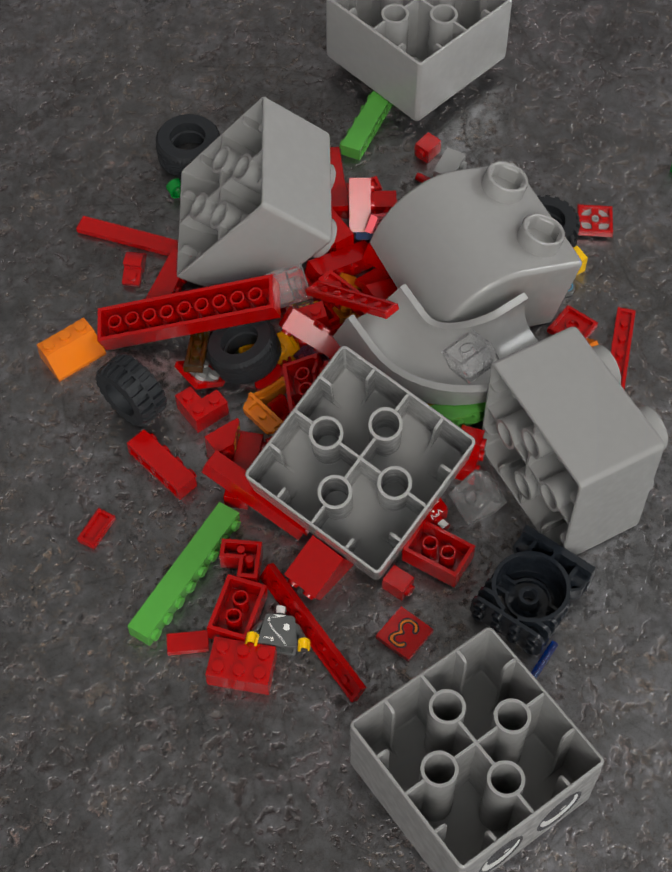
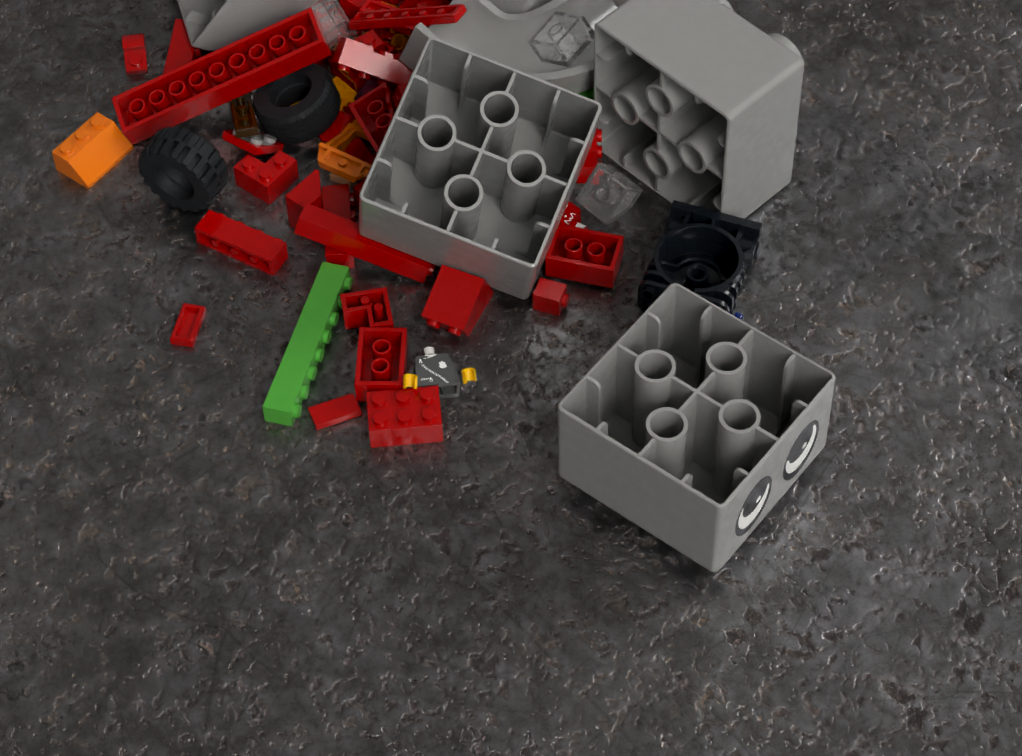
camera: 15 degrees left, 5 degrees down
(126, 236) = (114, 22): red tile -> none
(319, 640) = (488, 376): red plate -> none
(404, 634) = (573, 345): red tile -> none

